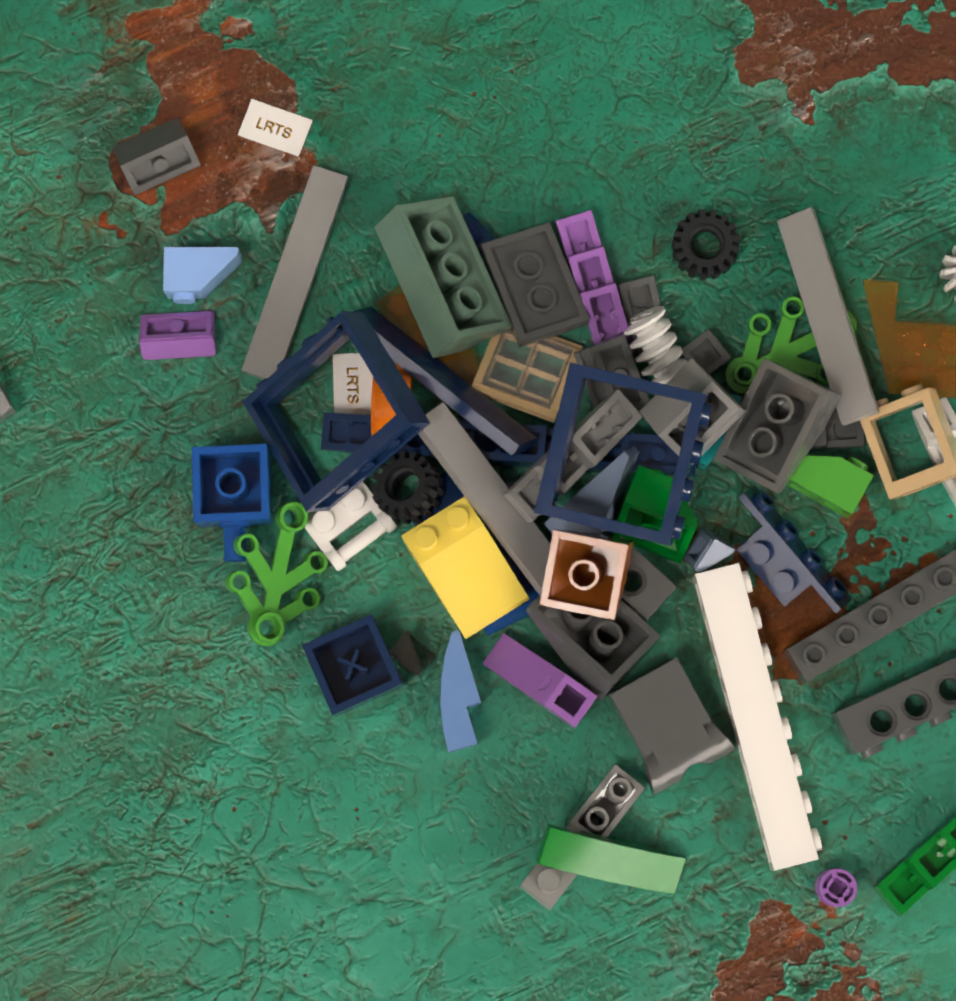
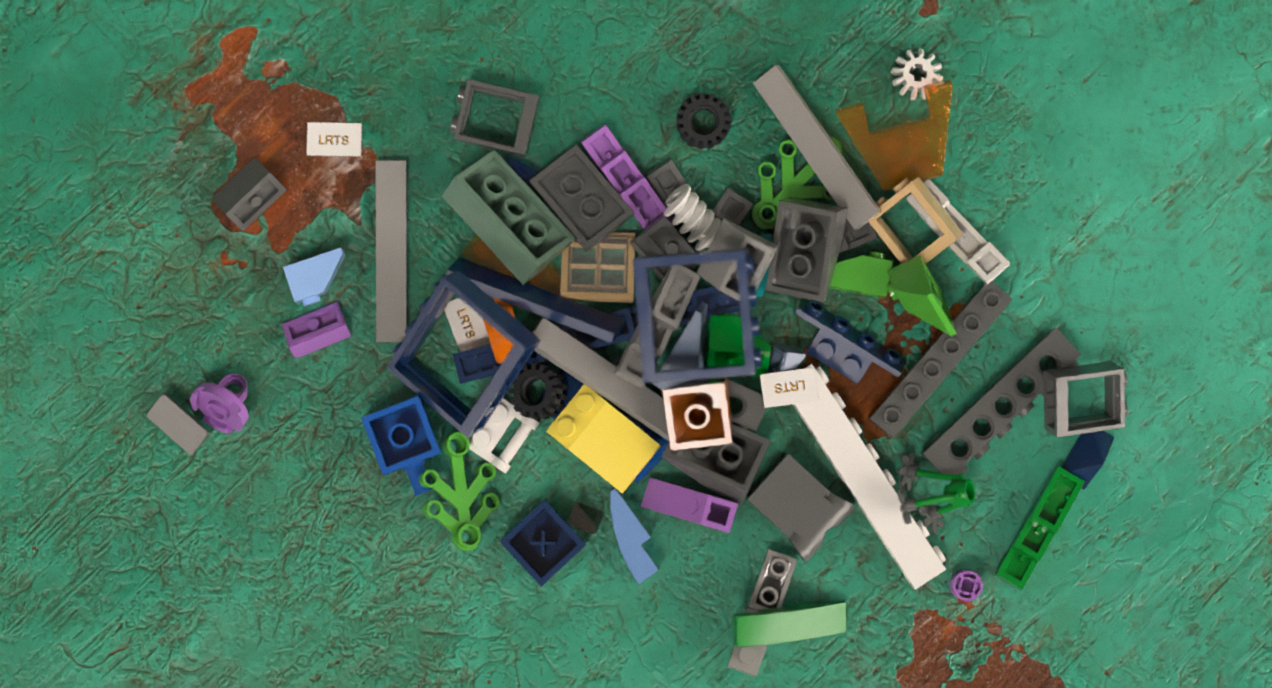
camera: 25 degrees left, 5 degrees up
(36, 381) = (220, 406): none -> medium lavender tile
(499, 181) = (465, 98): none -> dark grey window
(703, 581) = (789, 387): none -> white sticker
(864, 771) = (958, 493): none -> plant
(893, 523) = (920, 294): none -> bright green slope

